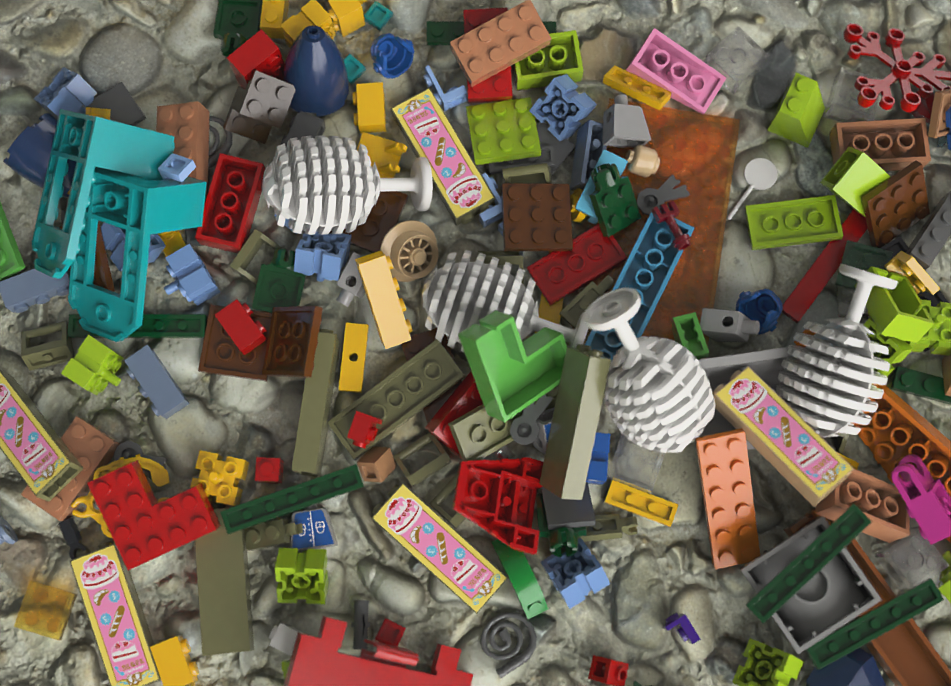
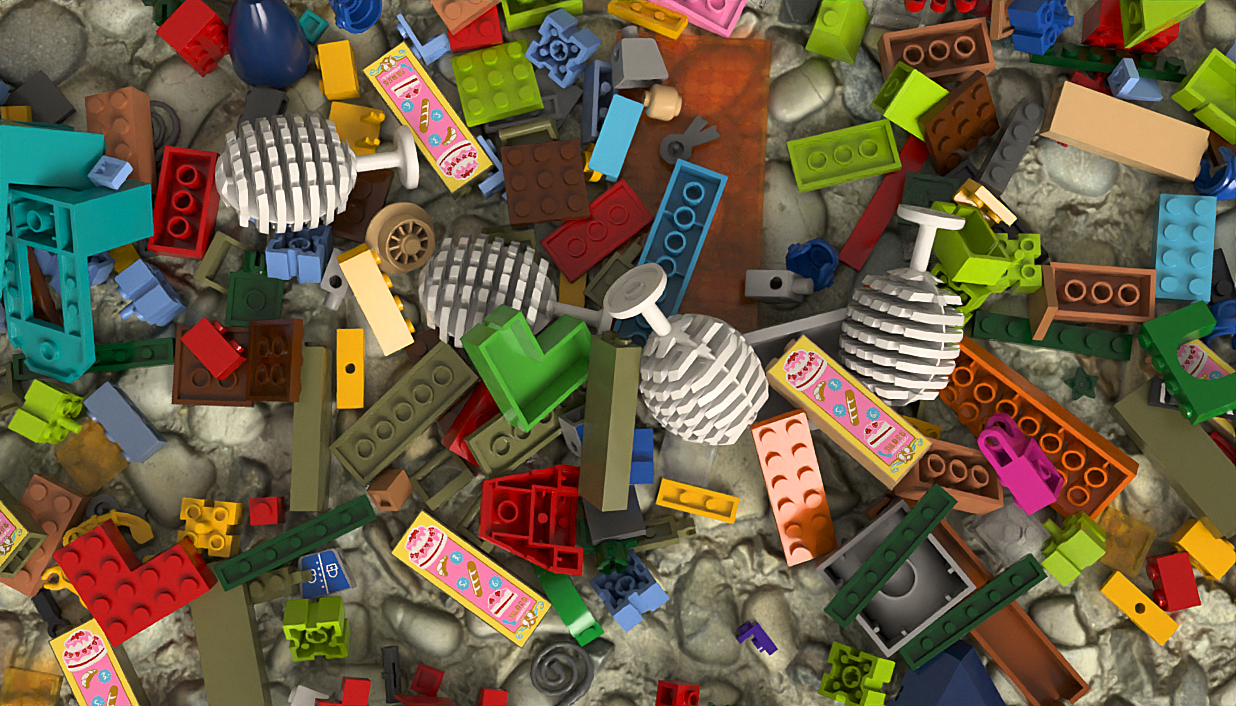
camera: 10 degrees left, 5 degrees up
(125, 410) = (92, 459): none -> clear yellow plate
(259, 106) = (204, 85): dark brown bracket -> none
(363, 429) = (369, 452): red brick -> none
(525, 428) = (554, 432): dark grey piece -> none
(613, 200) = (631, 153): dark green plate -> none
(681, 241) = (713, 195): dark red hinge -> none
(689, 334) = (734, 304): bright green arch -> none
(760, 175) = (800, 103): white piece -> none

